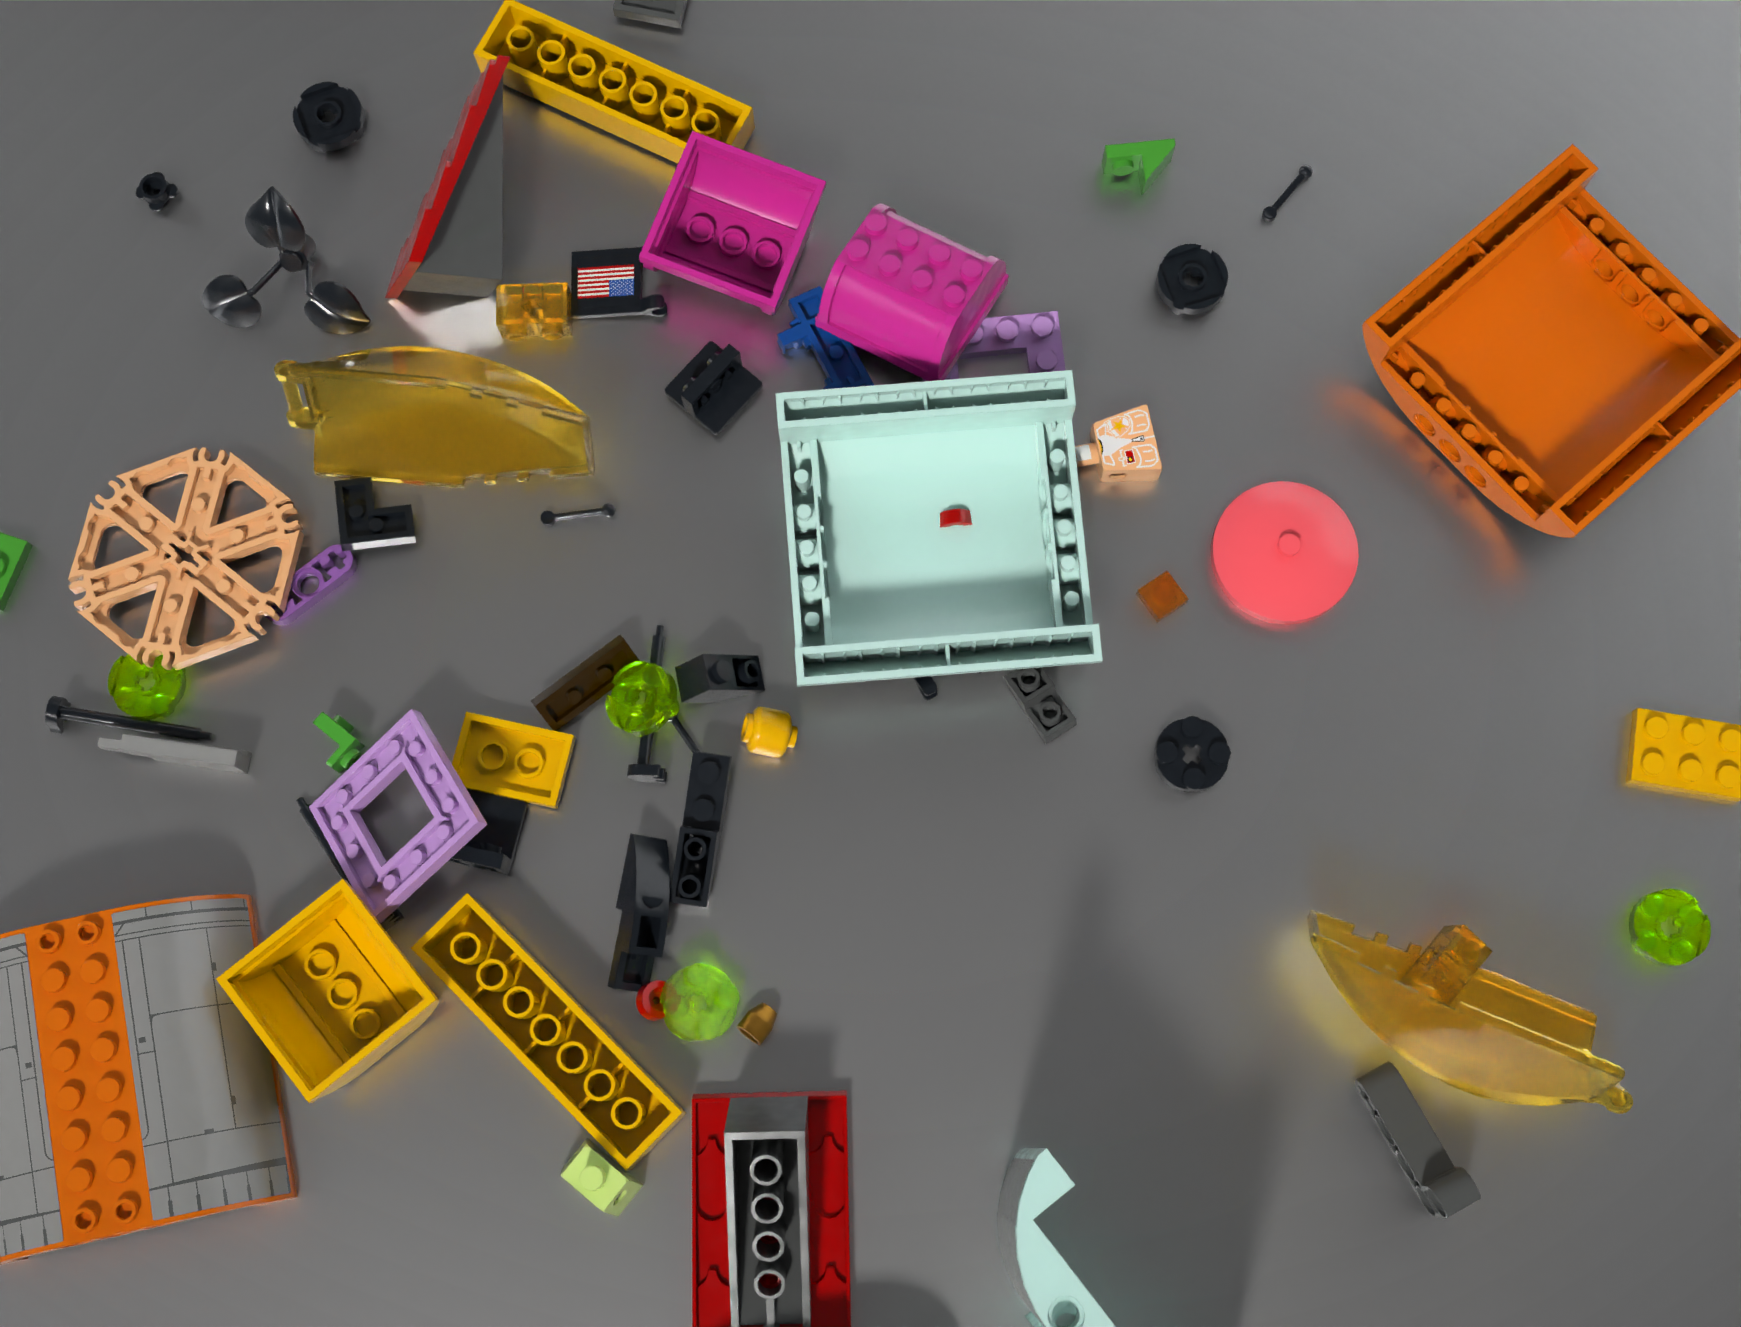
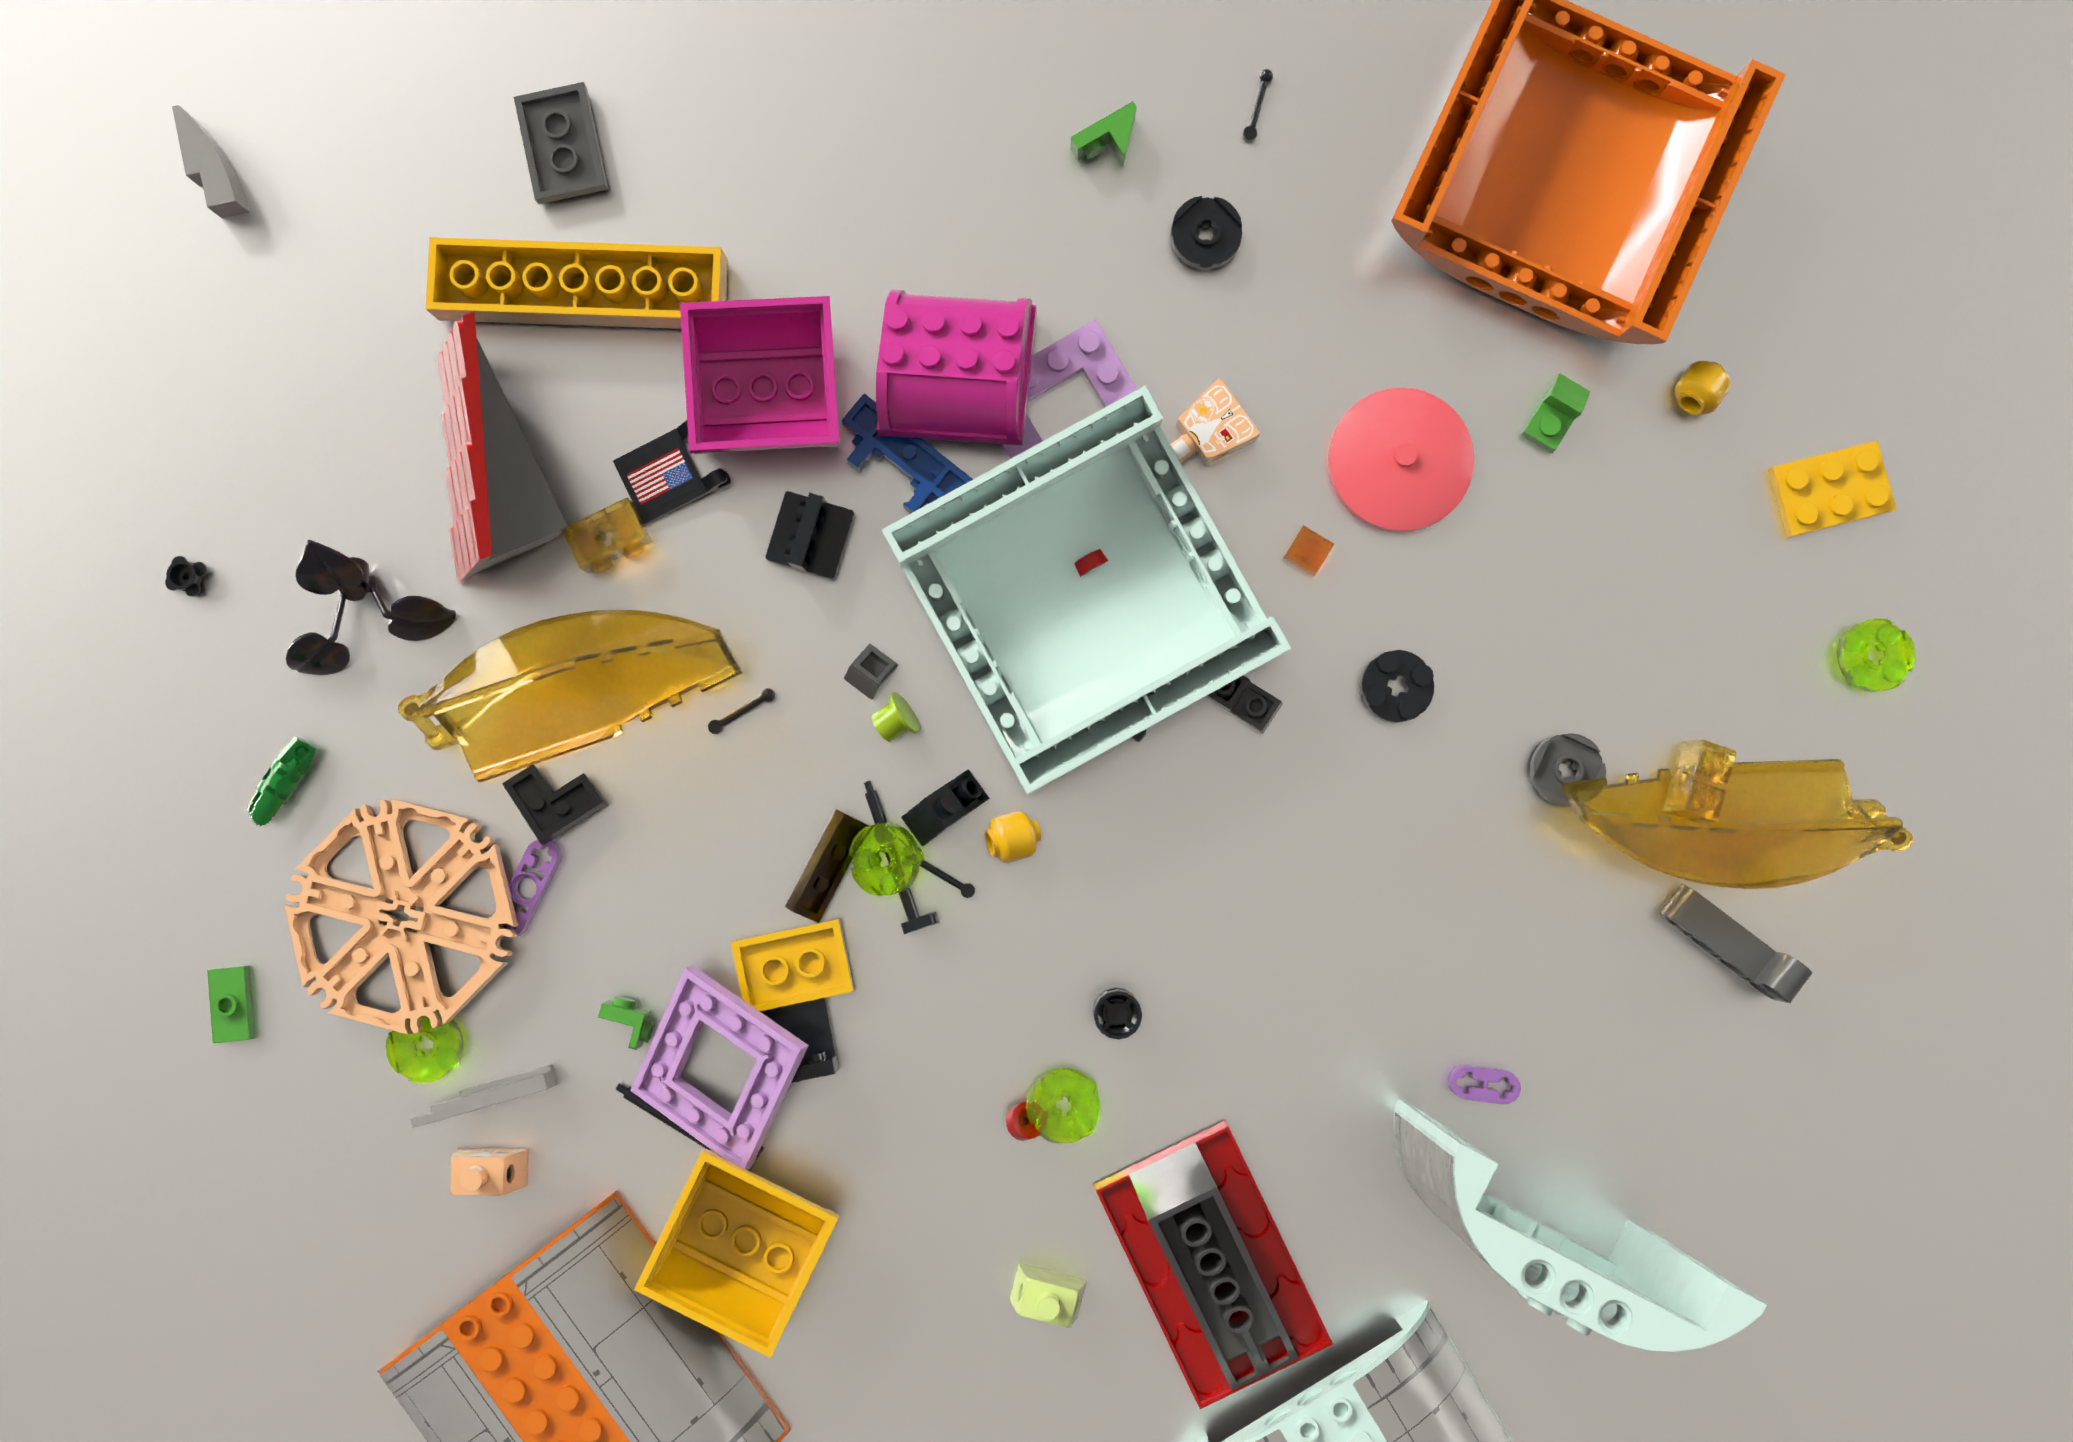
camera: 25 degrees left, 10 degrees up
(59, 710) = (358, 1109): black piece -> none
(140, 818) = (485, 1171): none -> light nougat torso
(145, 395) = (281, 780): none -> green hinge
(329, 135) = (315, 408): black plate -> none
(549, 1031) = (944, 1192): yellow brick -> none
(644, 915) = (979, 1049): black slope -> none
(700, 829) = (993, 952): black slope -> none
(710, 529) = (870, 671): none -> dark grey slope
(712, 578) = (895, 718): none -> lime piece
(757, 1023) = (1122, 1098): pearl gold hose -> none
(789, 936) = (1117, 1013): none -> black wheel
(1116, 1161) = (1484, 1075): none -> medium lavender beam
(1321, 881) = (1558, 750): none -> dark grey plate
(1448, 572) = (1556, 413): none -> bright green slope
(1597, 606) = (1702, 387): none -> yellow head

